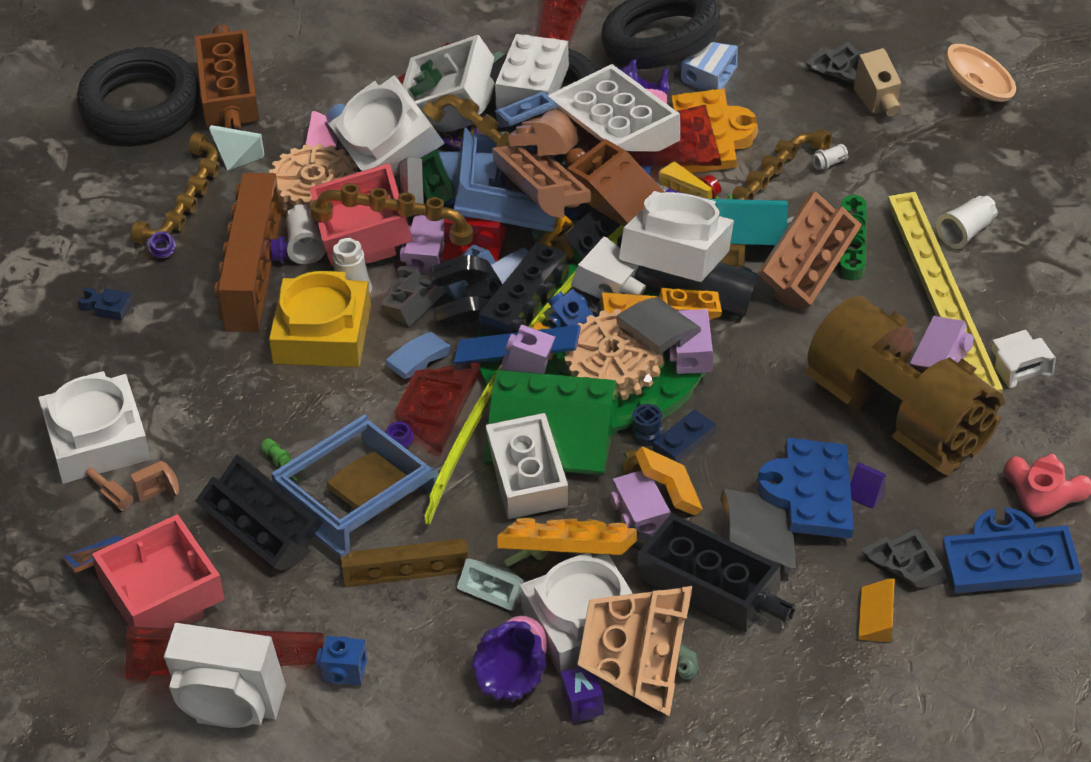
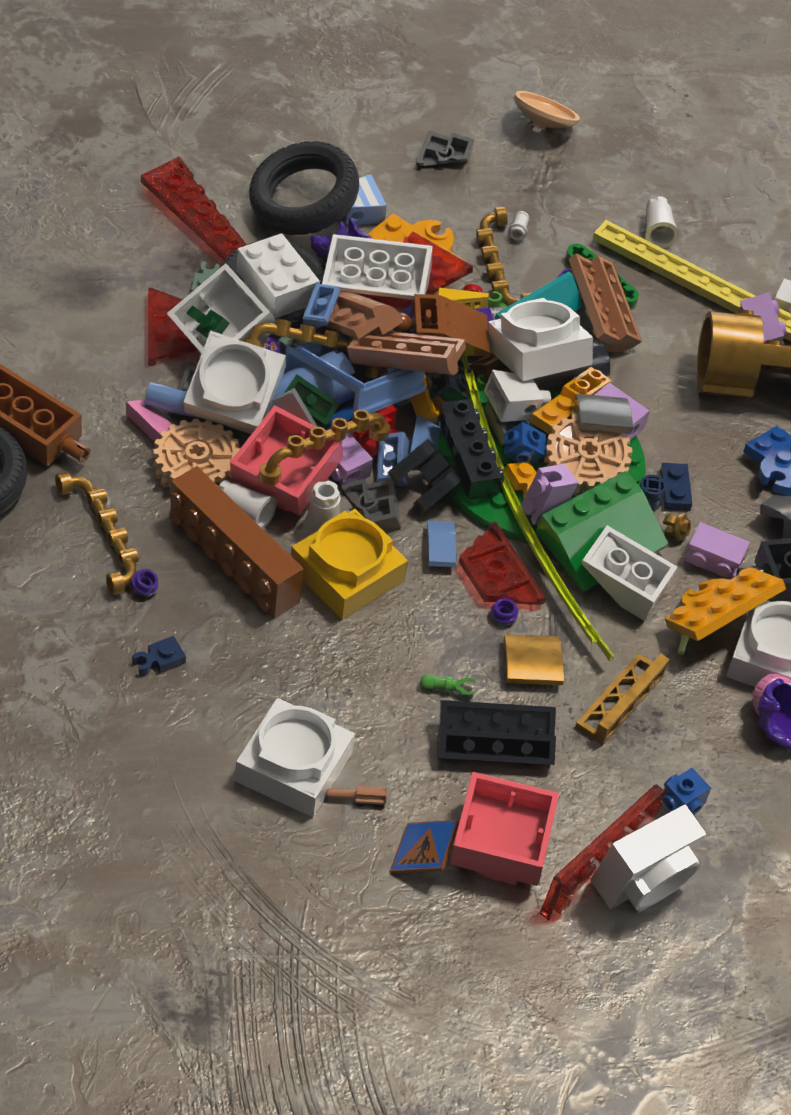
camera: 55 degrees left, 5 degrees up
(154, 481) = (392, 757): nougat plate -> none
(236, 146) = (97, 466): light aqua slope -> none
(335, 531) = (568, 708): medium blue piece -> none
(490, 583) = (696, 671): light aqua slope -> none
(493, 347) = (510, 492): blue piece -> none
(673, 476) = (715, 520): light orange tile -> none
(878, 83) = (494, 152): tan torso -> none

